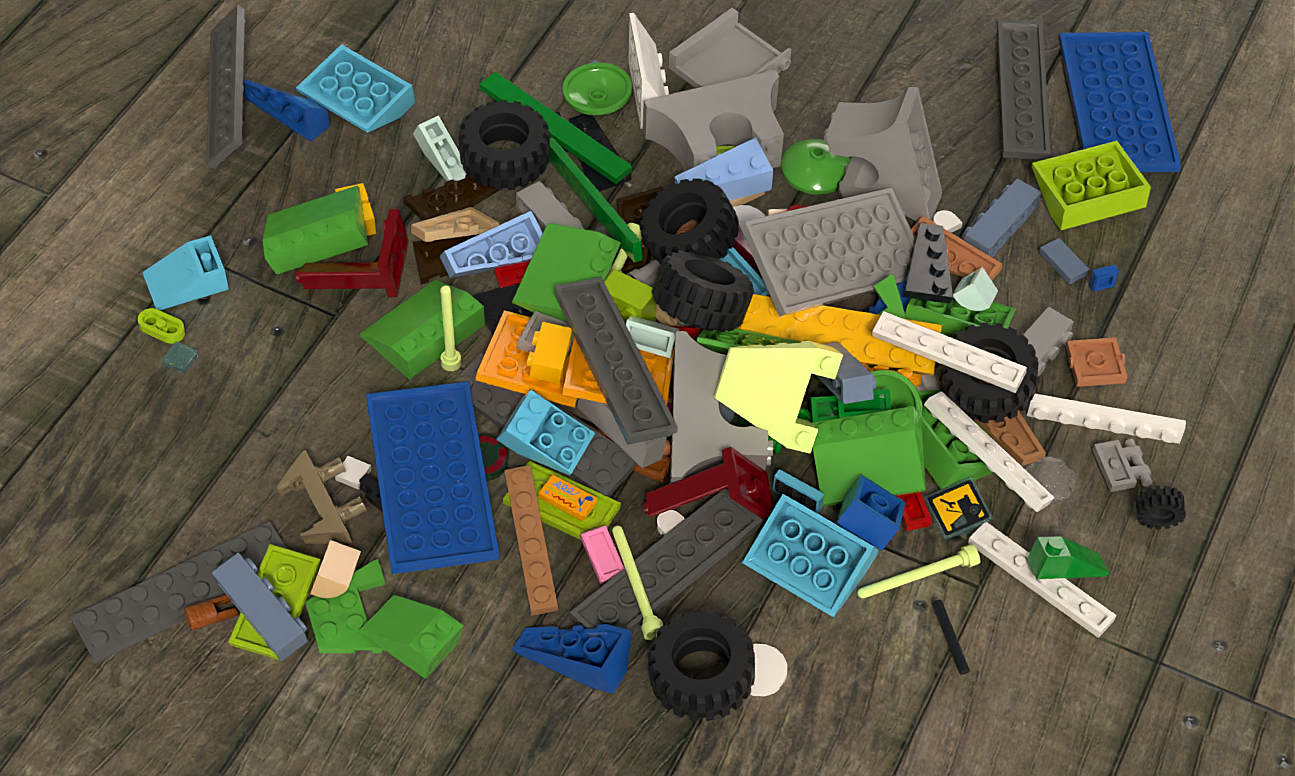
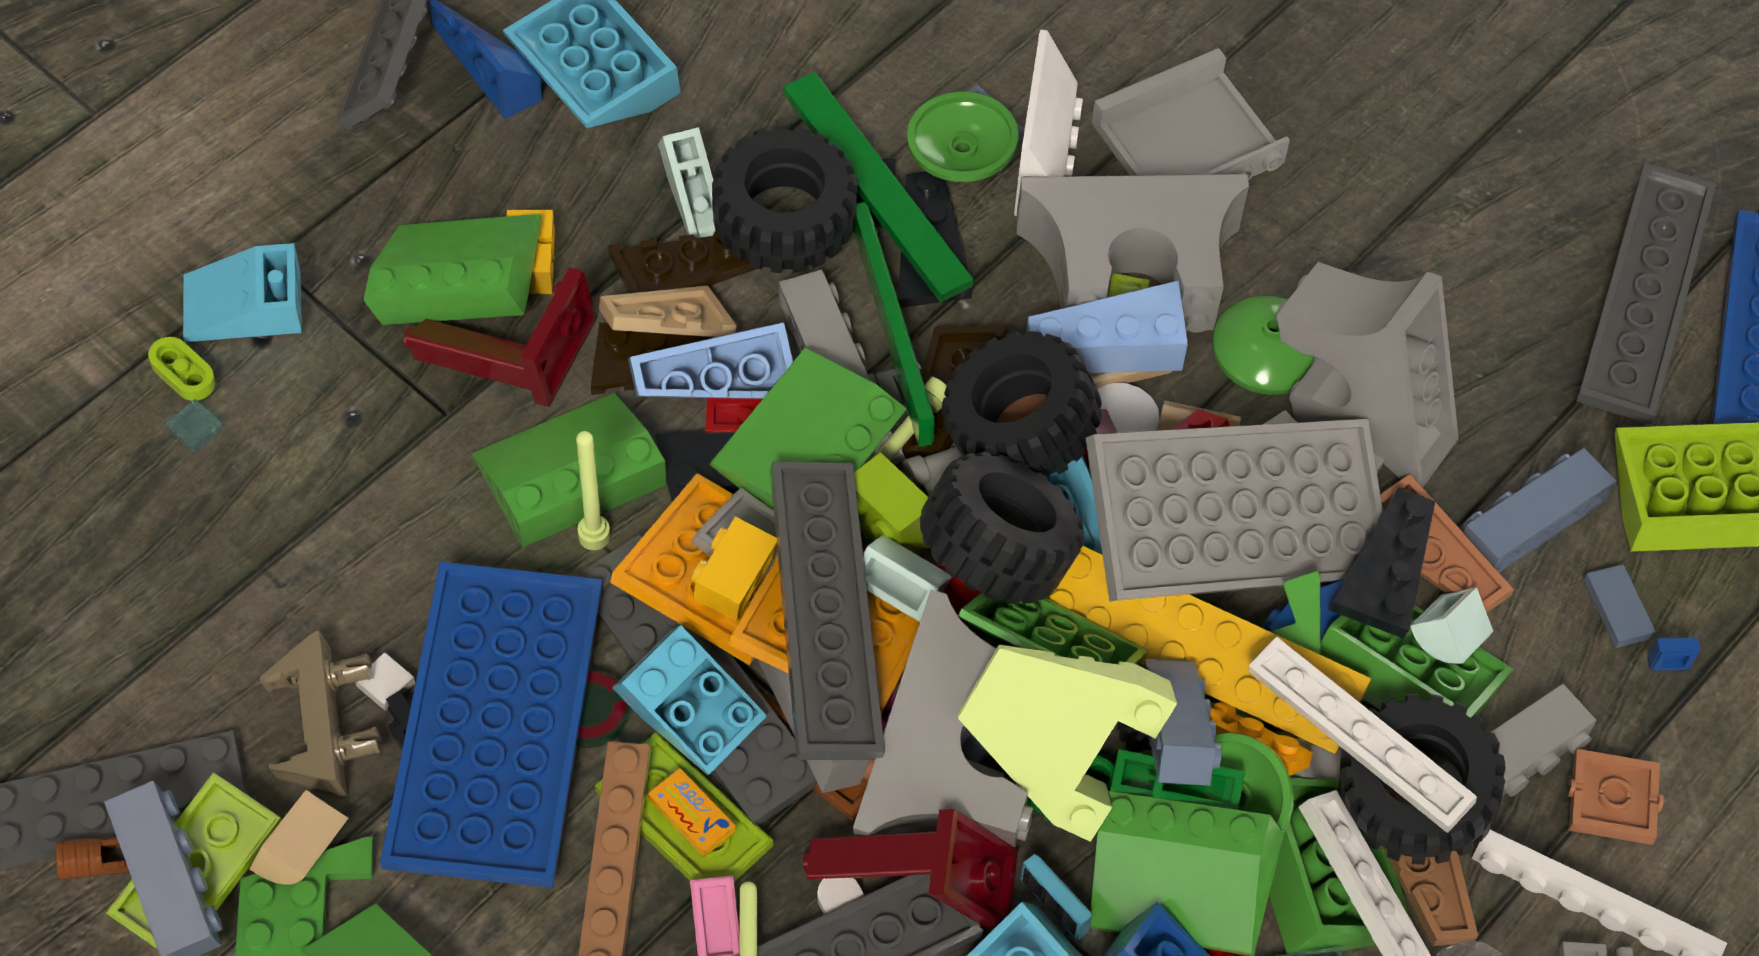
camera: 15 degrees right, 5 degrees up
(947, 220) = (1448, 491): white tile -> none

